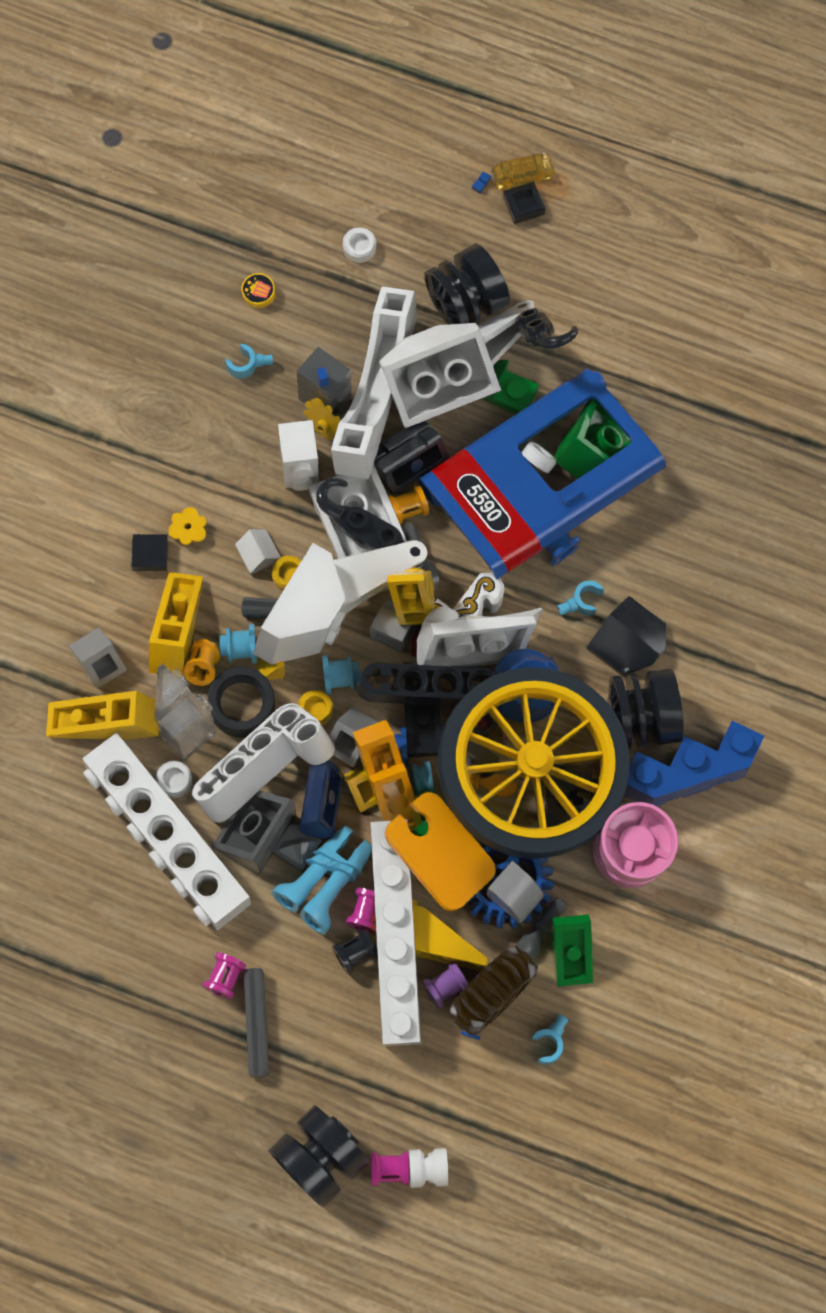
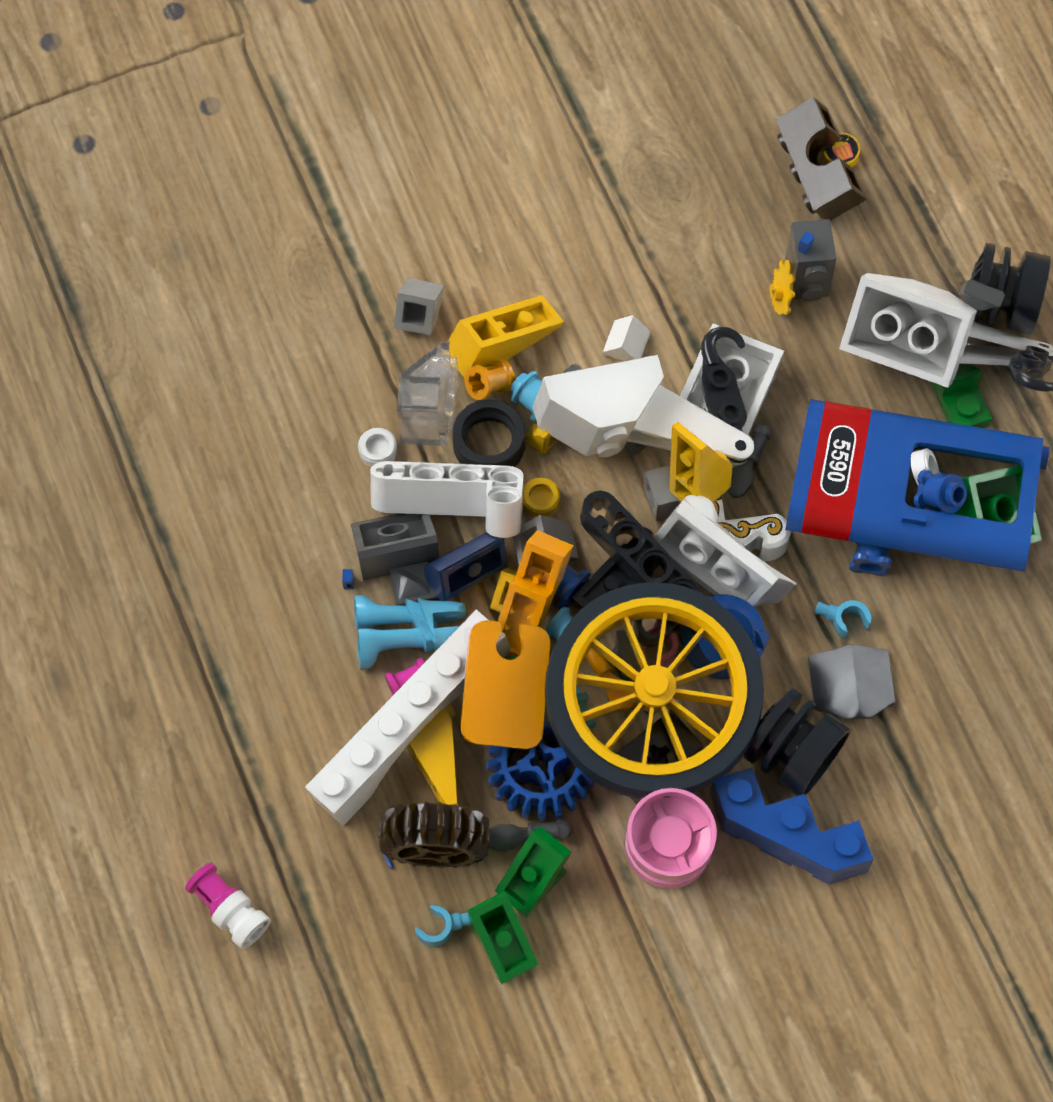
camera: 50 degrees right, 5 degrees down
(102, 716) = (371, 349): yellow slope -> none
(116, 757) = (319, 570): white brick -> none
(149, 552) = (543, 267): black tile -> none
(188, 518) = (591, 266): yellow plant -> none
(229, 301) = (806, 135): none -> arch
(233, 968) = (252, 623): dark pink bush -> none
(251, 884) = (348, 579): none -> blue piece
(256, 360) = (771, 202): medium azure piece -> none
(256, 1023) = (238, 683): dark grey axle -> none
(299, 454) = (732, 291): white brick -> none
(328, 1147) = (180, 821): black wheel -> none
(340, 673) = (582, 482): medium azure brick -> none
(355, 951) = (364, 701): black bush -> none
(359, 245) = (961, 187): white tile -> none
(364, 423) = (795, 316): white arch -> none
(409, 455) = (819, 373): black brick -> none
(409, 504) = (780, 413): light orange bush -> none
(445, 985) = (404, 794): medium lavender bush -> none
(466, 311) = (981, 296): none -> dark grey tile
(515, 892) = (531, 775): light grey brick -> none
(568, 463) = (940, 492): none -> blue brick
(599, 1010) = (502, 937): none -> green slope

